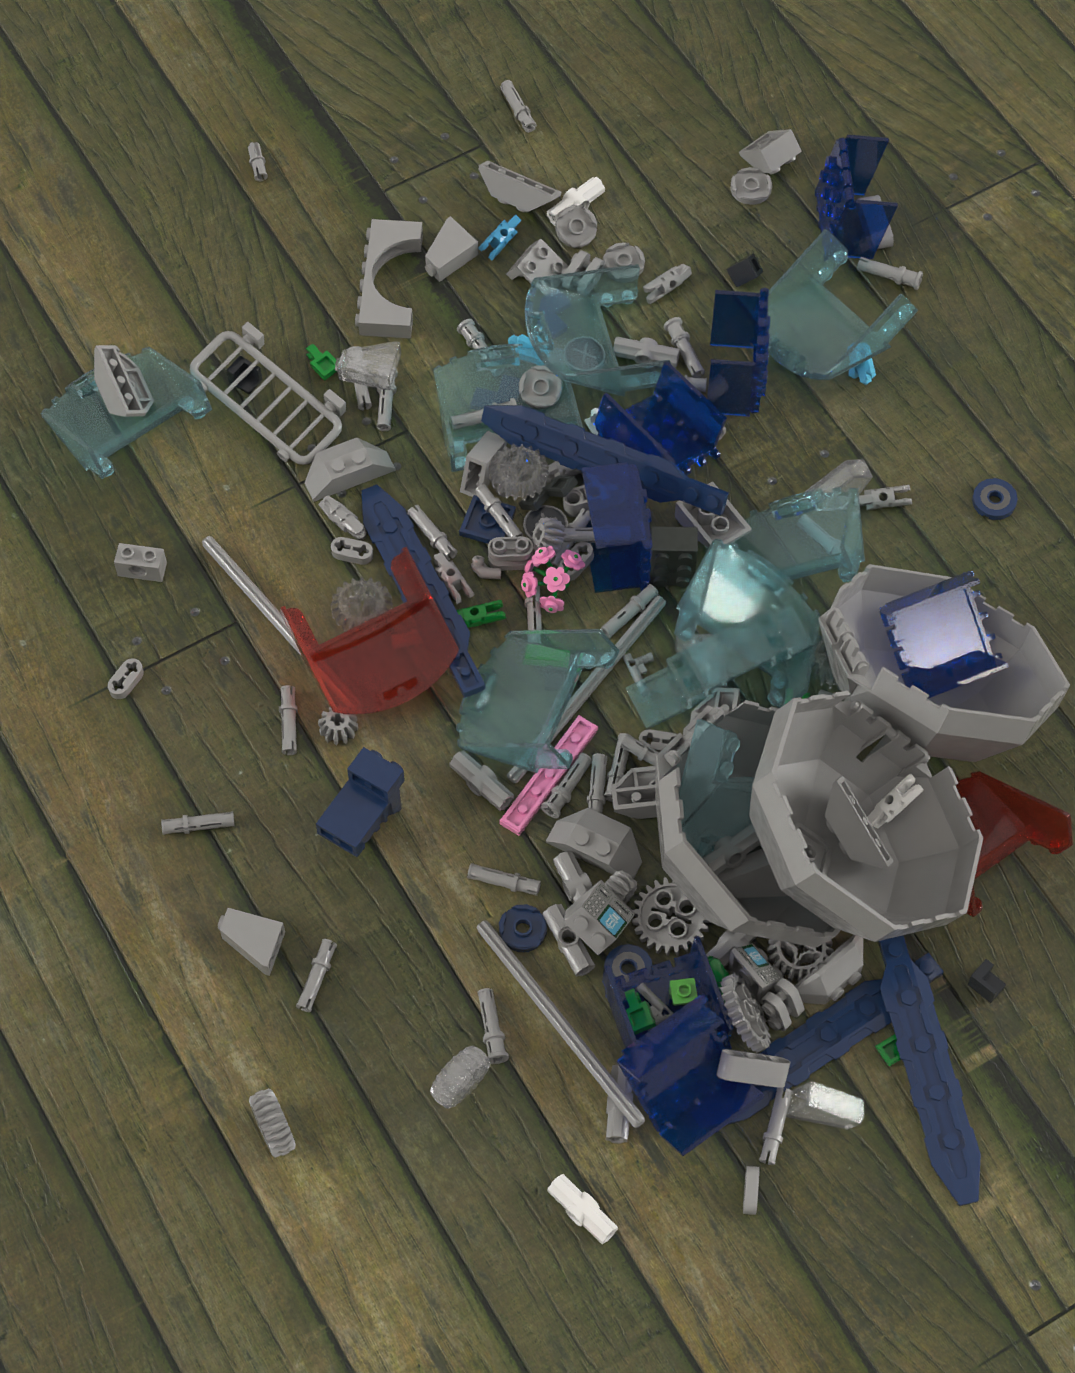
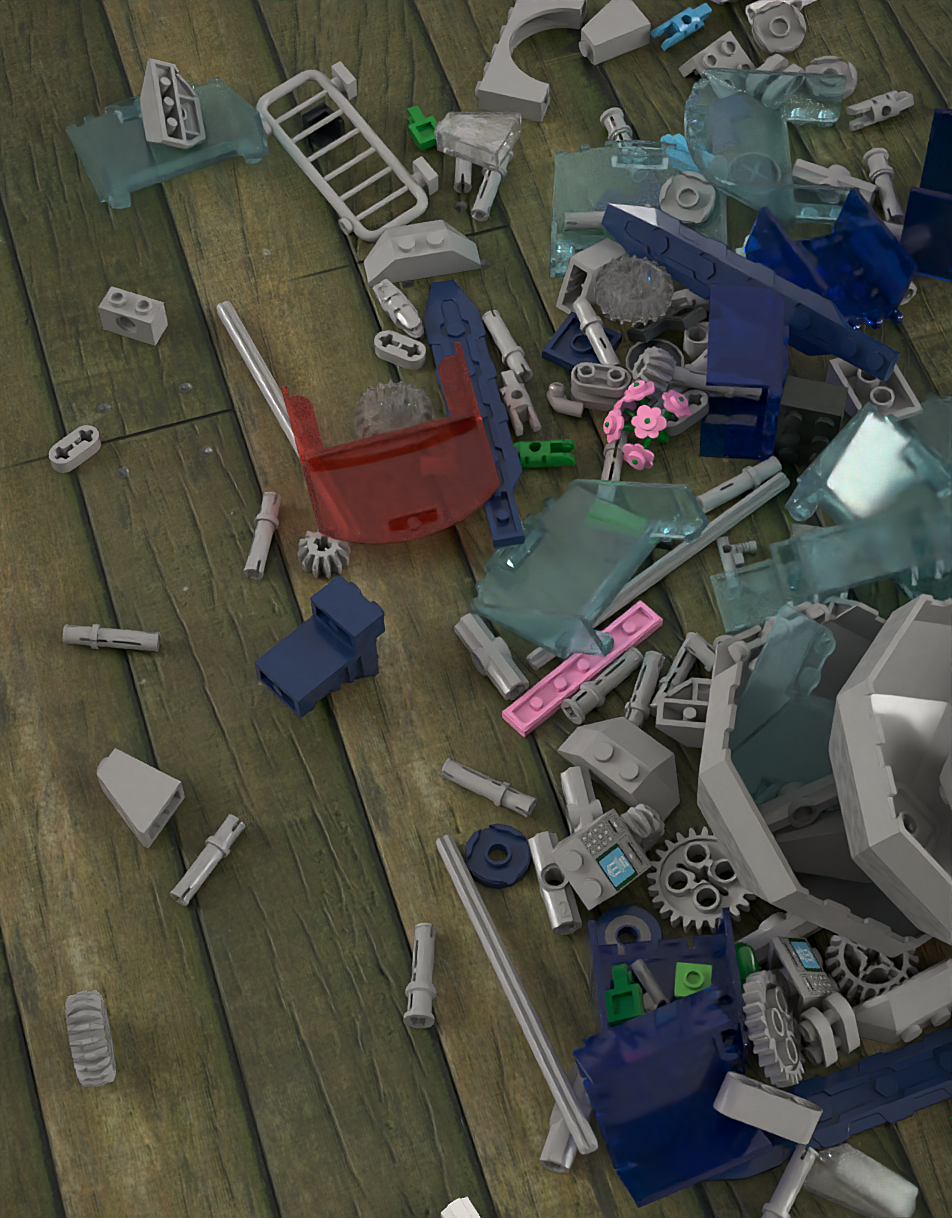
camera: 15 degrees right, 5 degrees down
(460, 1077) = (359, 1032): clear gear -> none

